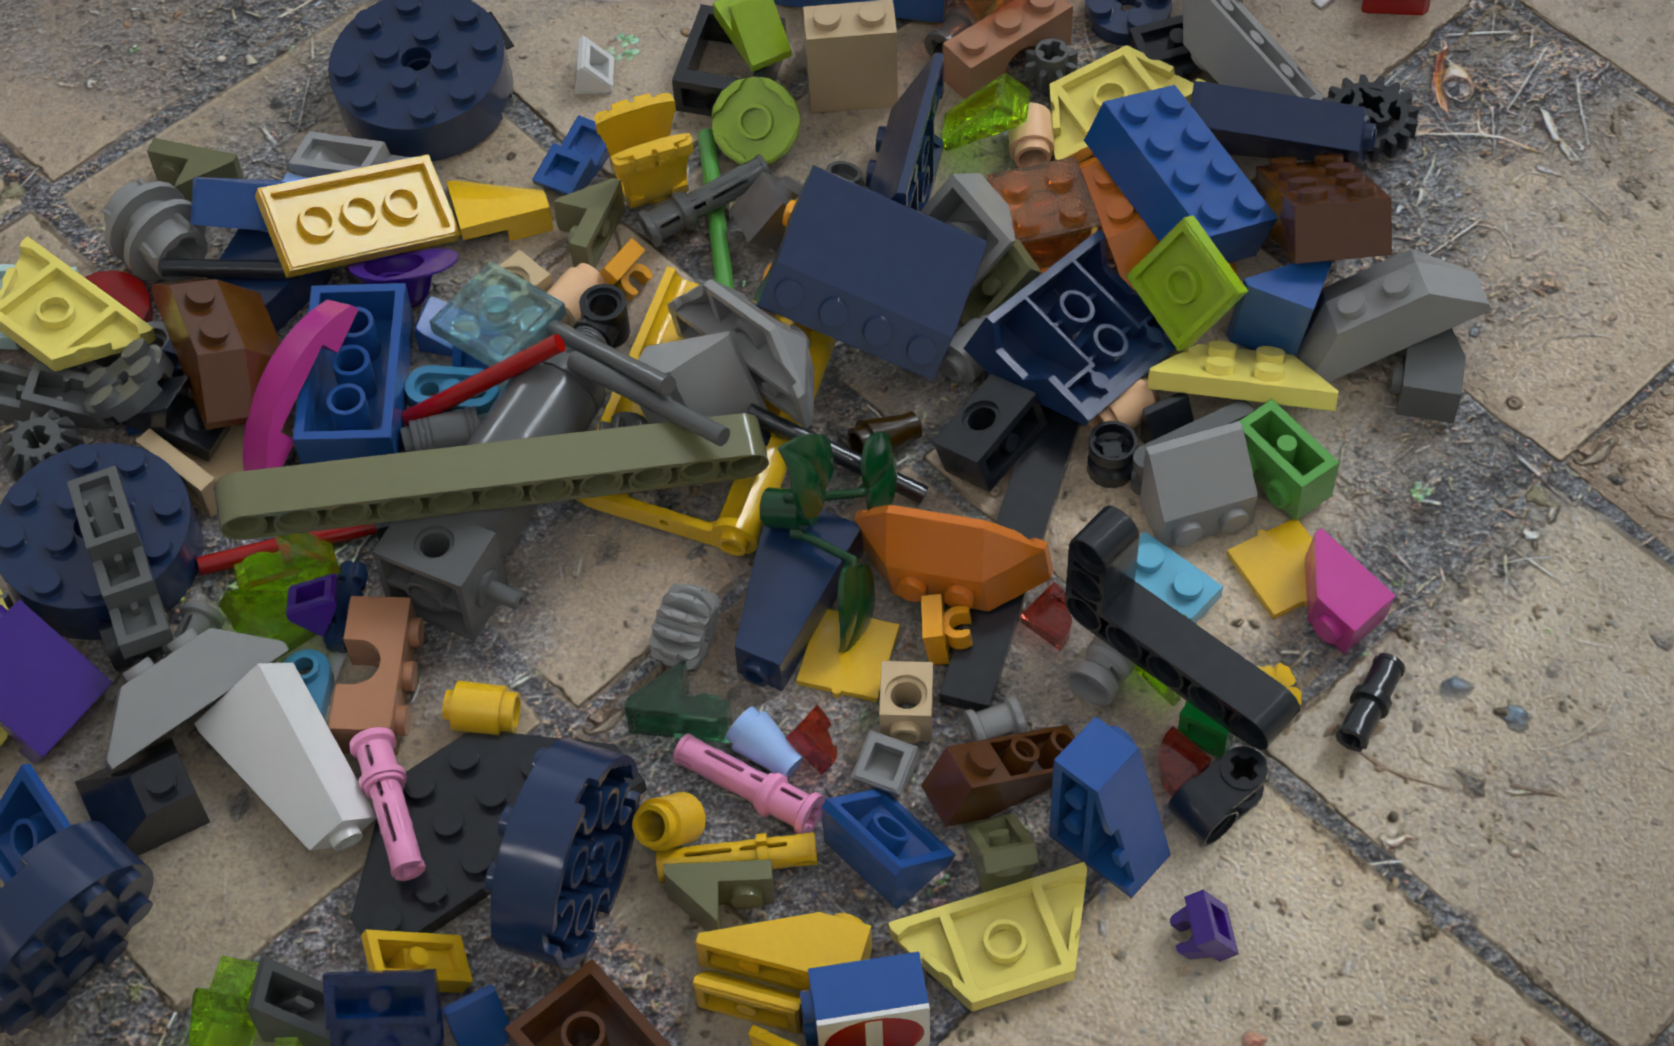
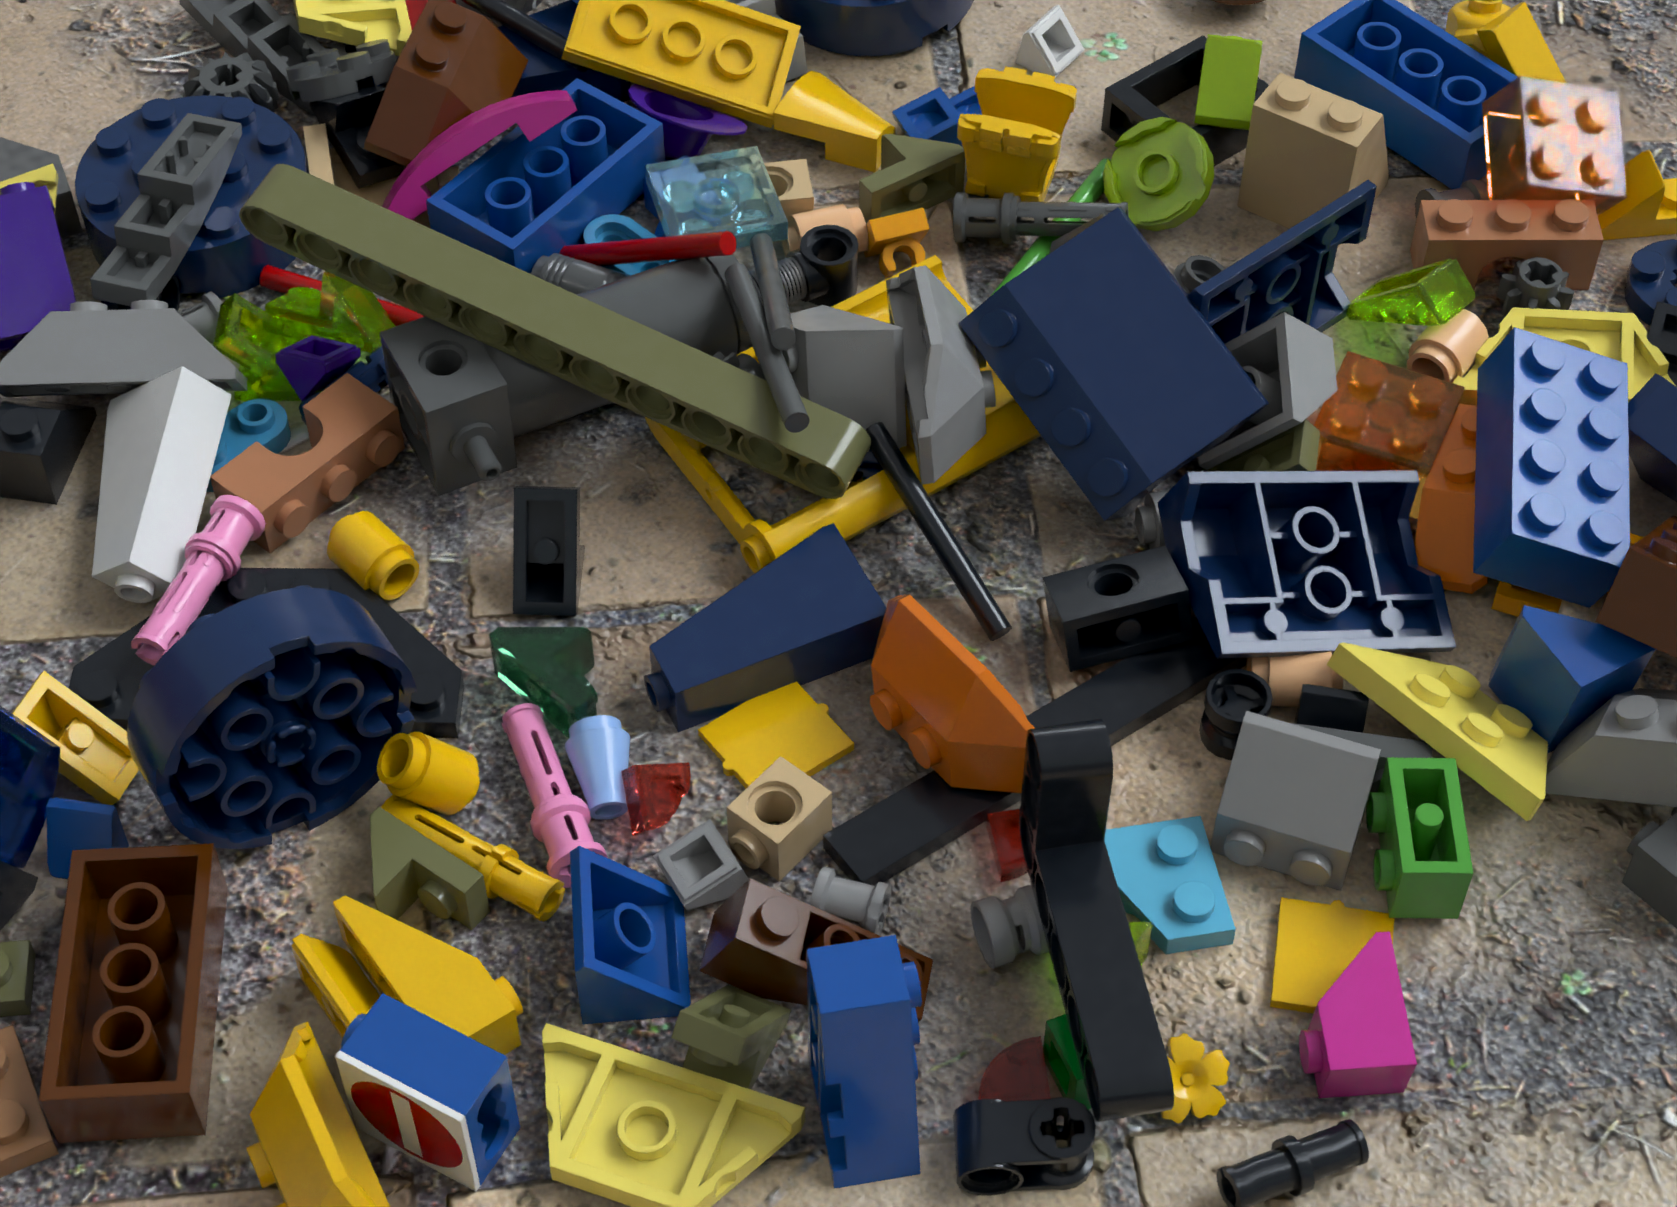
camera: 35 degrees right, 5 degrees down
(599, 629) = (547, 550): none -> black slope
(685, 625) = (625, 598): light grey gear -> none
(810, 472) = (827, 497): dark green plant -> none
(901, 429) = (1008, 548): dark brown cone -> none
(939, 627) = (879, 768): light orange tile -> none
(1186, 283) = (1460, 576): lime plate -> none

